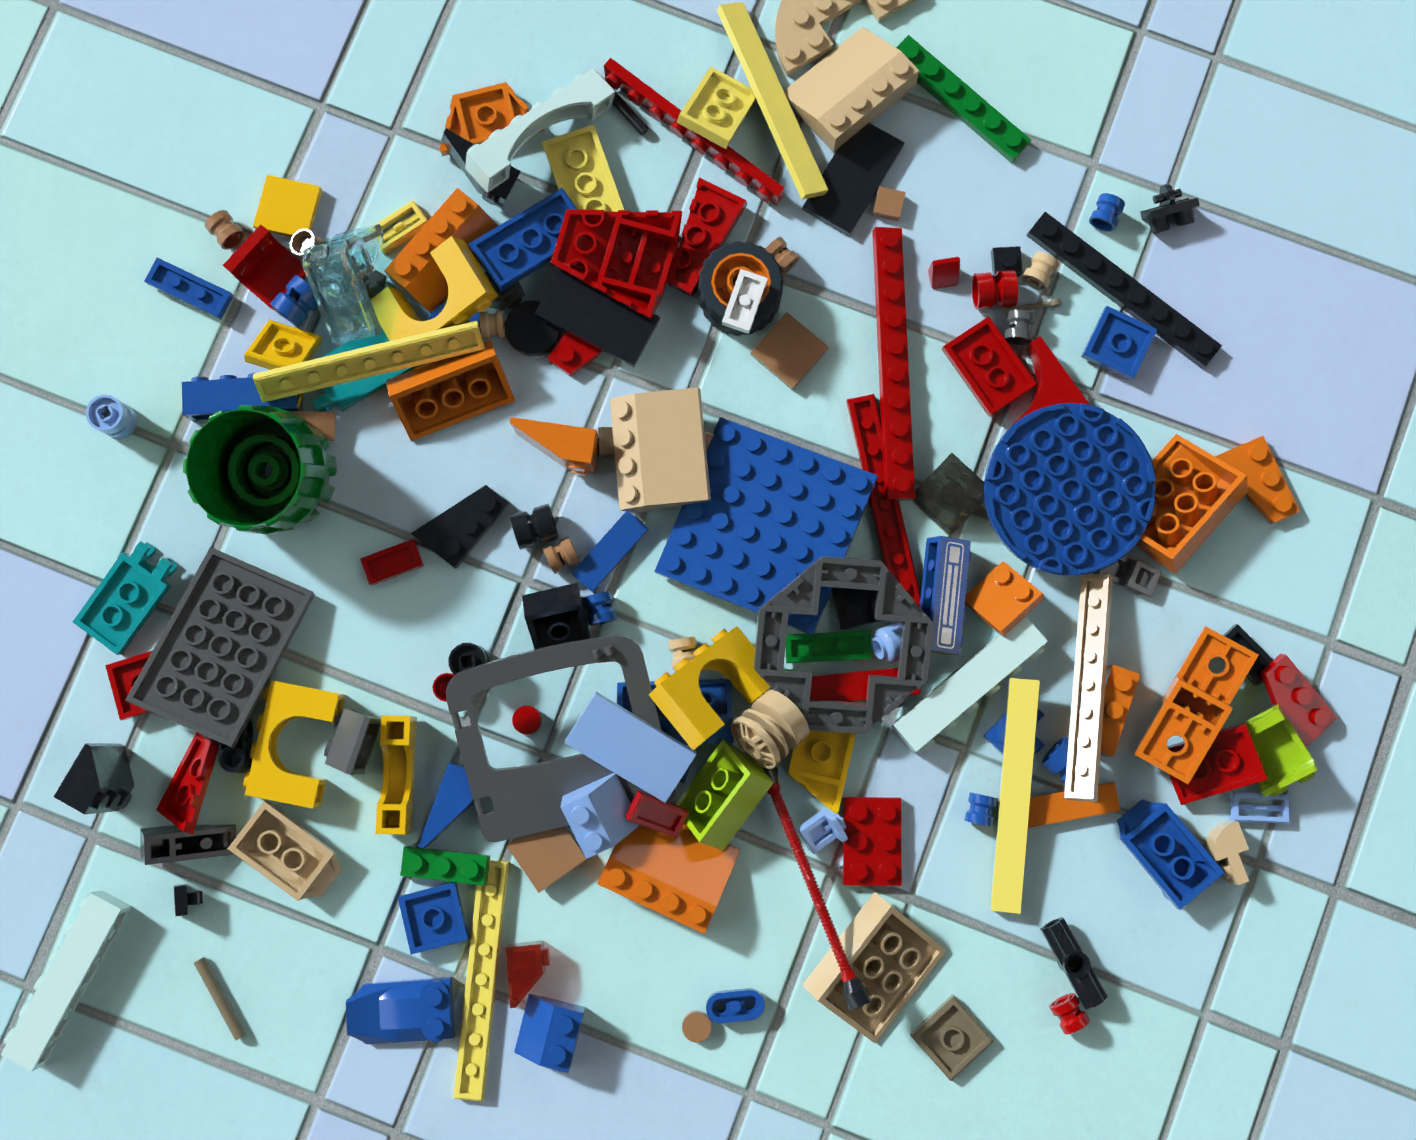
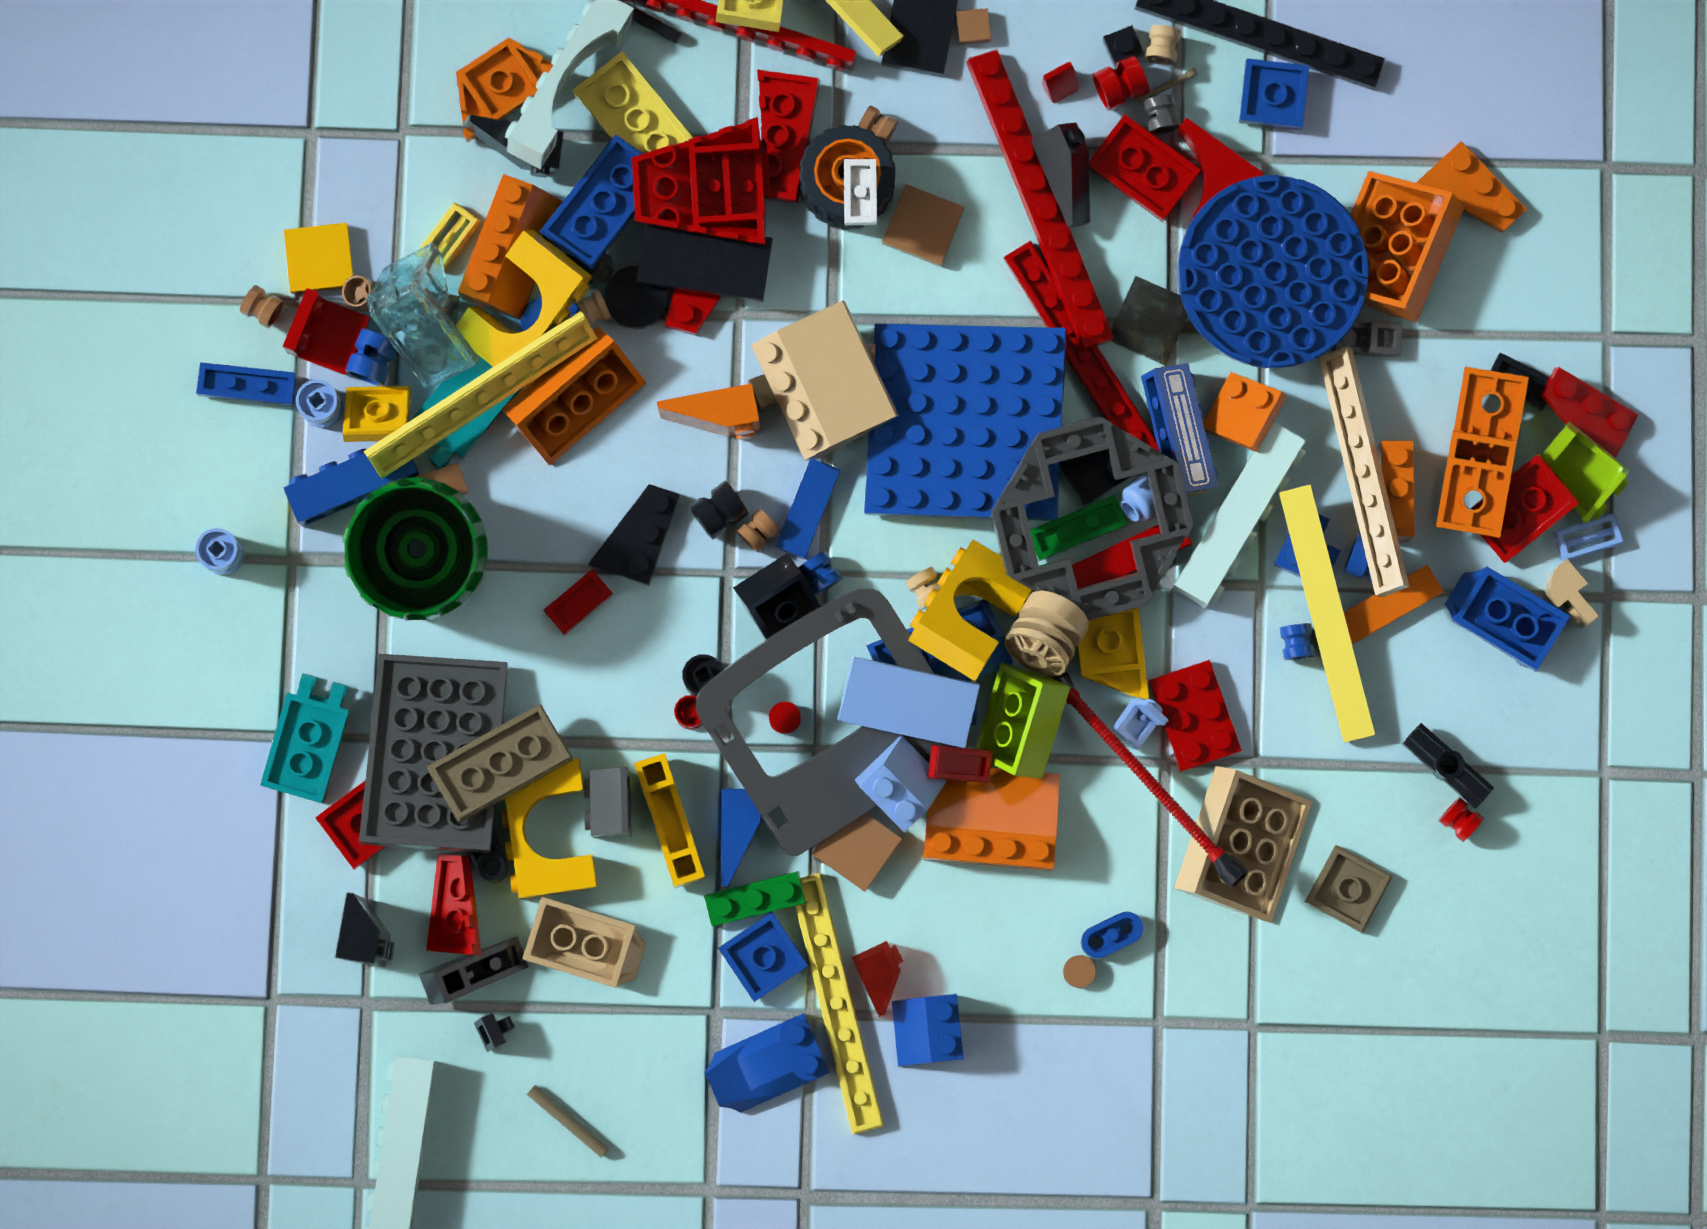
camera: 20 degrees left, 0 degrees up
(238, 323) = (319, 403): none -> light blue wheel
(268, 675) = (499, 763): none -> dark tan tile
(925, 342) = (1066, 167): none -> black slope

